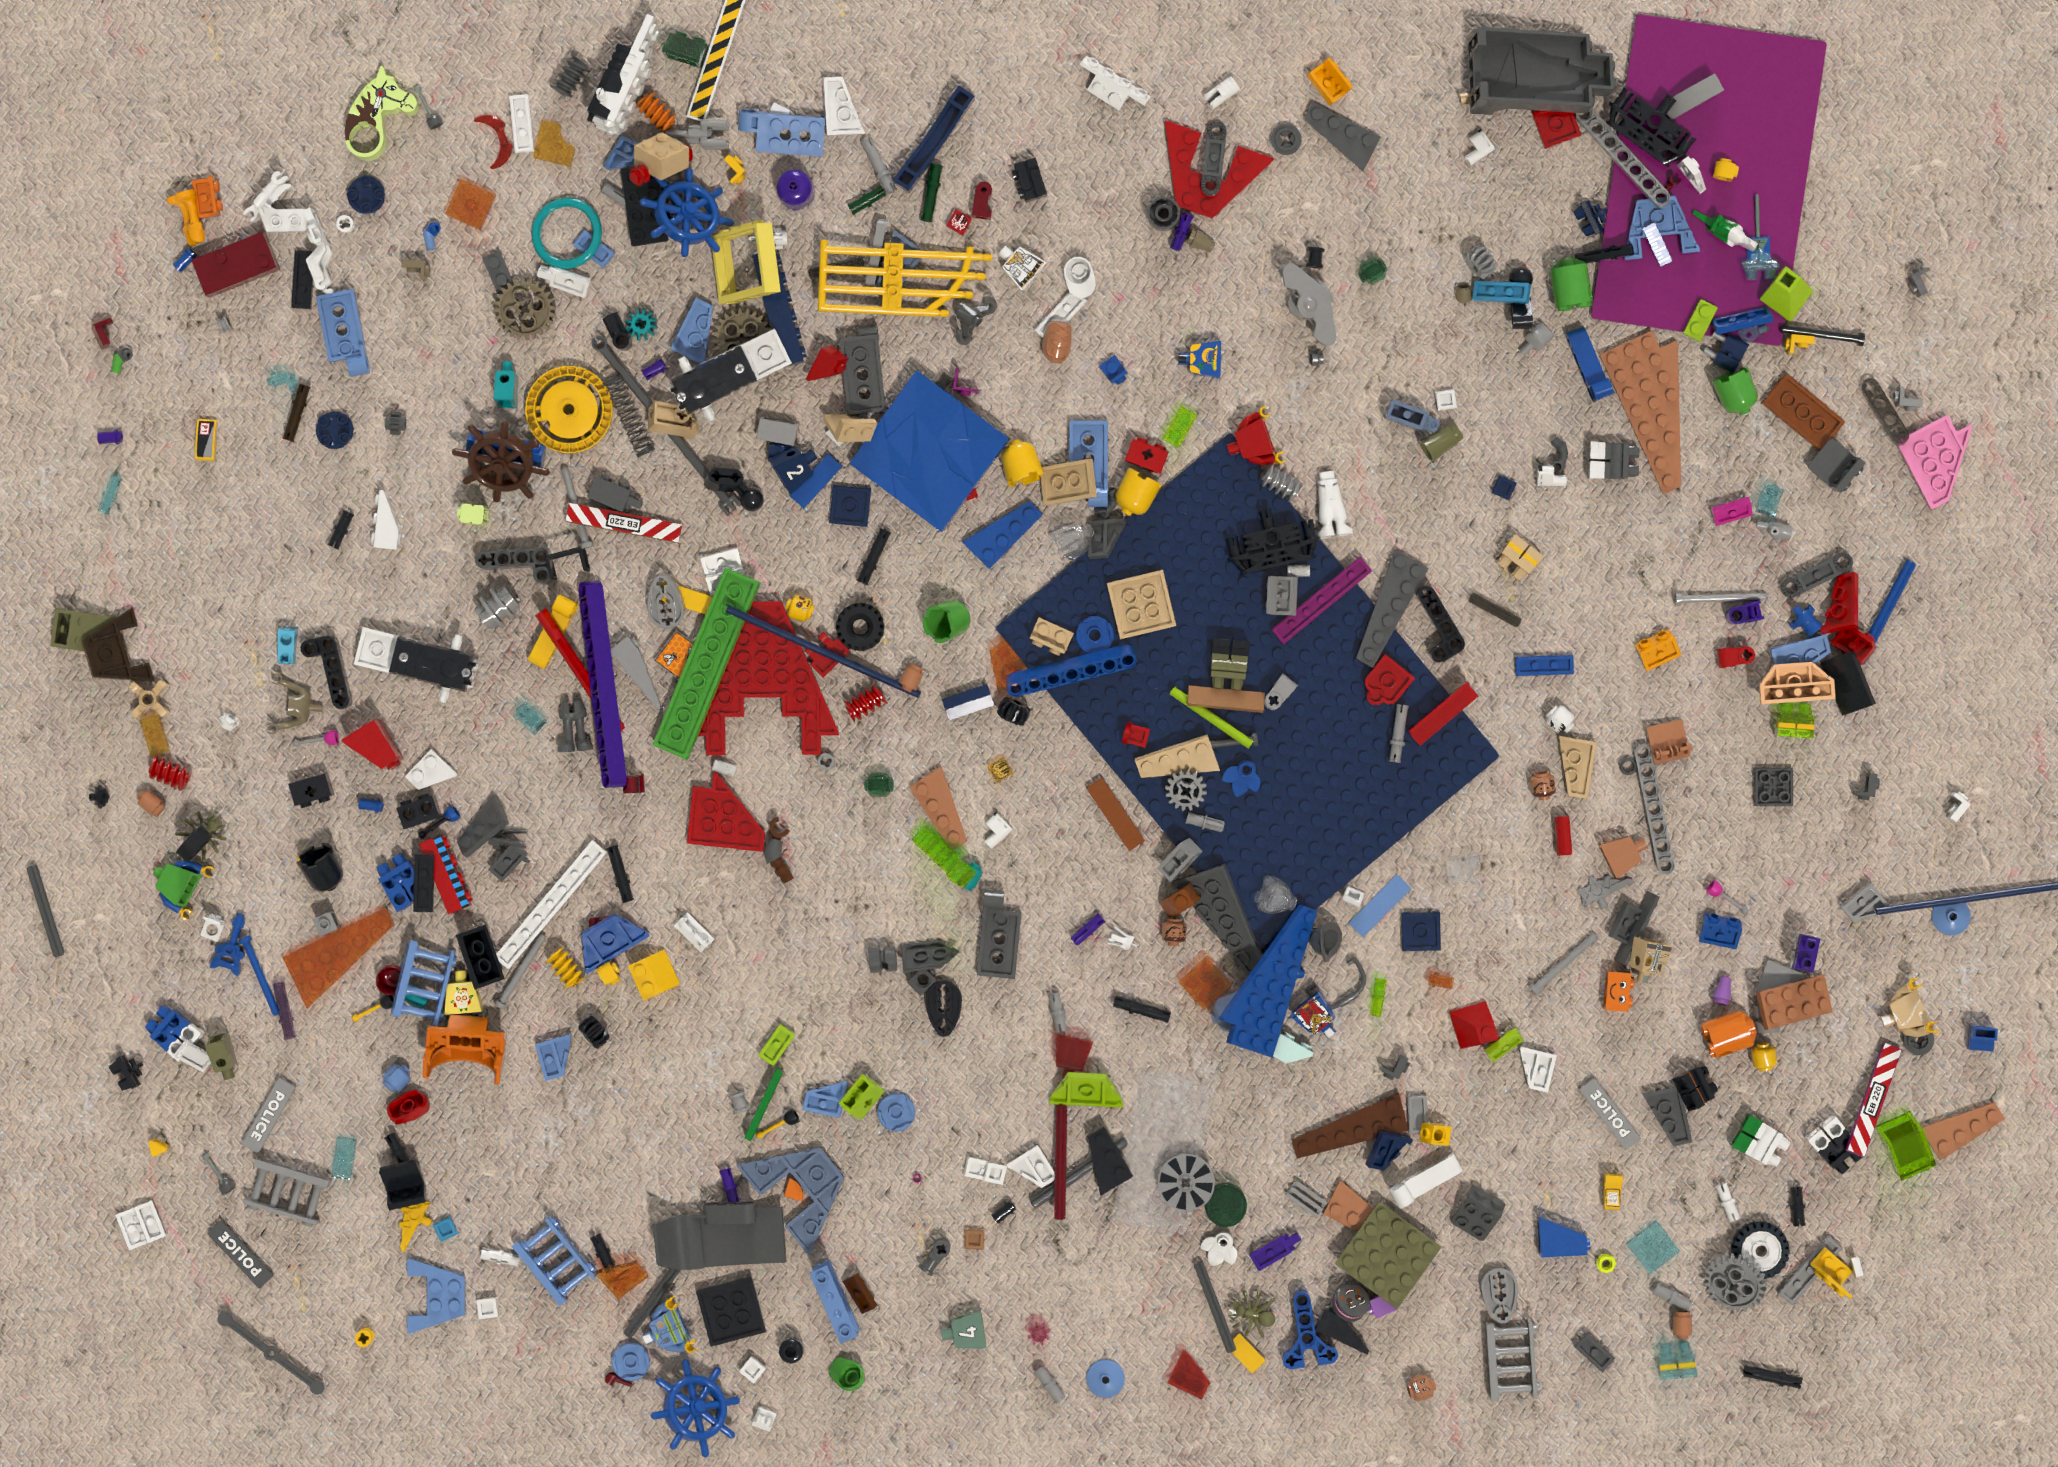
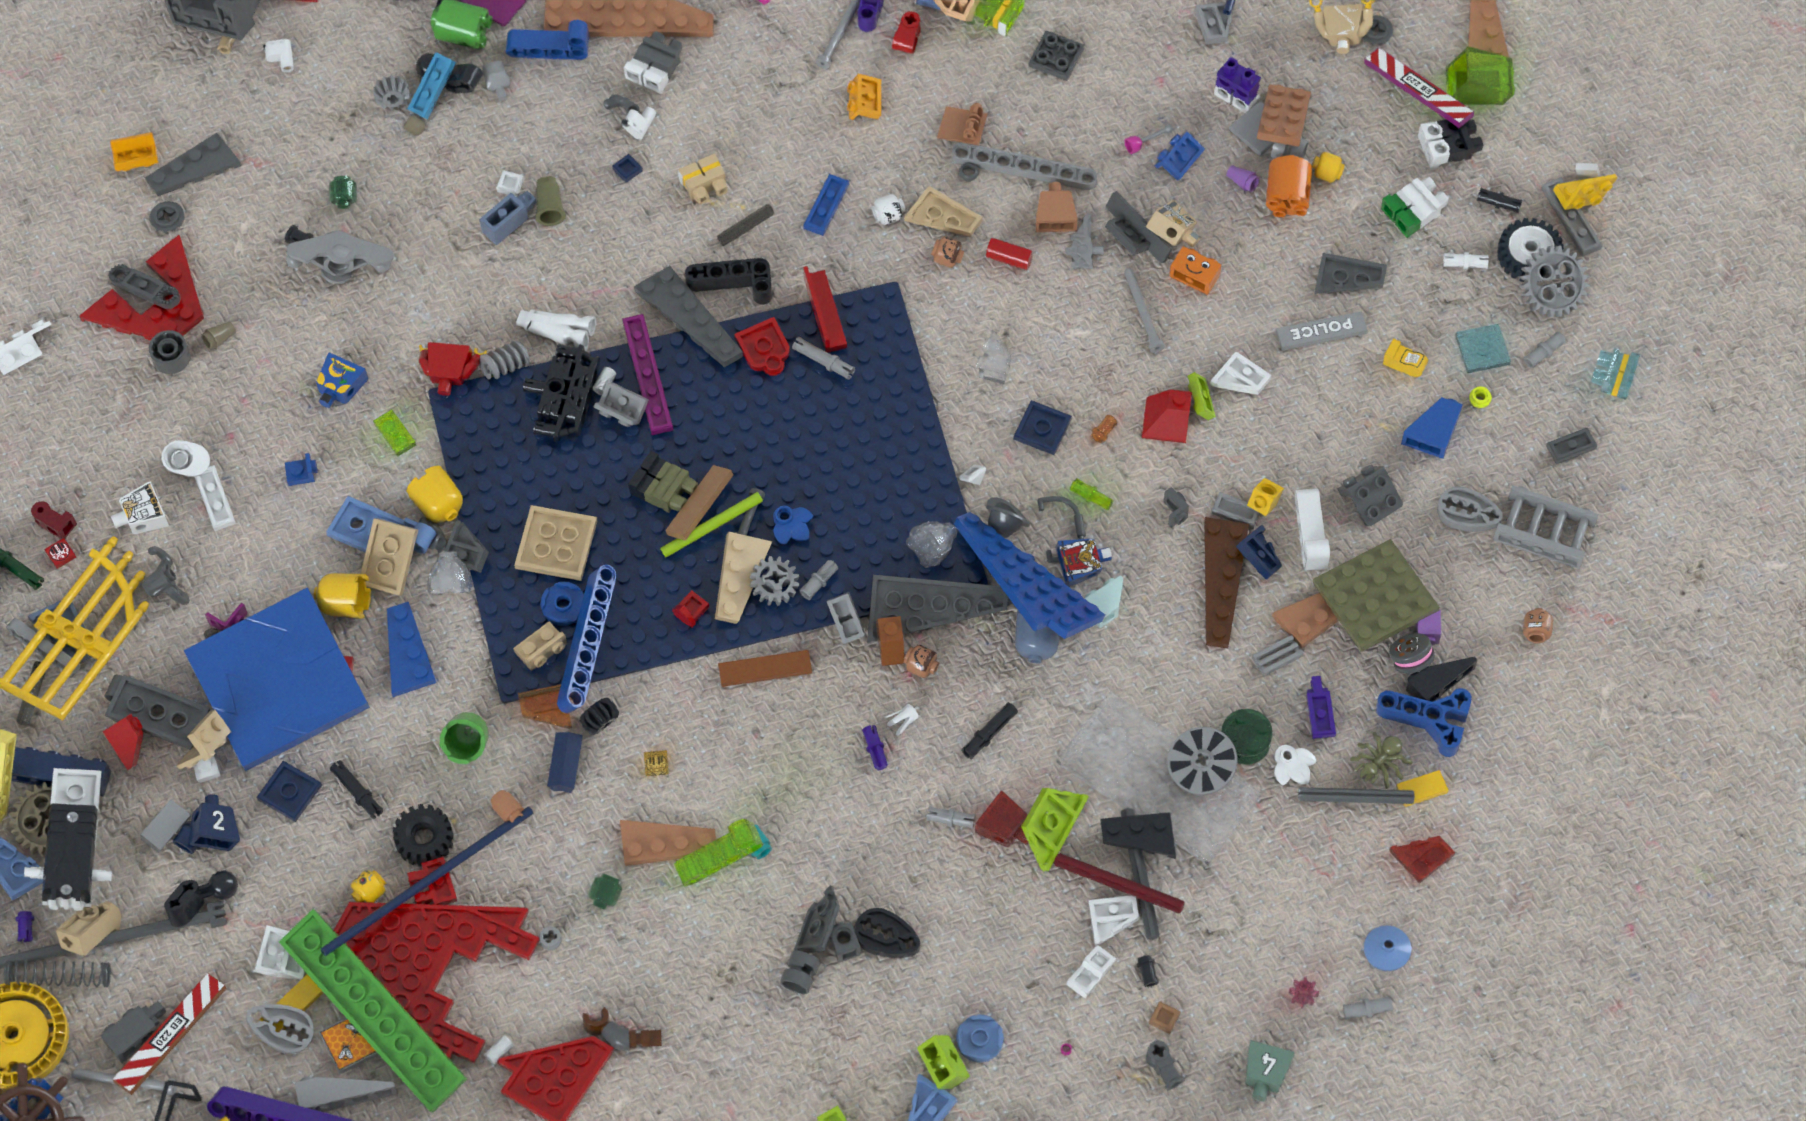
camera: 65 degrees left, 25 degrees down
(821, 476) = (246, 820): blue tile -> none
(865, 702) = (506, 866): red piece -> none
(996, 921) = (824, 828): dark grey hinge -> none
(999, 828) = (719, 790): white piece -> none
(1030, 180) = (59, 465): black brick -> none
(1057, 341) = (238, 508): nougat piece -> none
(1136, 458) = (399, 475): red brick -> none
(1181, 231) = (199, 348): dark purple axle -> none
(1205, 983) = (993, 655): clear orange plate -> none
(1224, 89) = (83, 252): white hinge -> none
(1281, 689) = (720, 449): light grey piece -> none
(1316, 358) = (399, 279): flat silver plate -> none
(1380, 905) = (995, 456): medium blue sticker -> none
(1682, 1324) = (1578, 351): nougat brick -> none
(1695, 1087) = (1329, 236): black hips -> none
(1772, 1376) = (1676, 285): black pin -> none

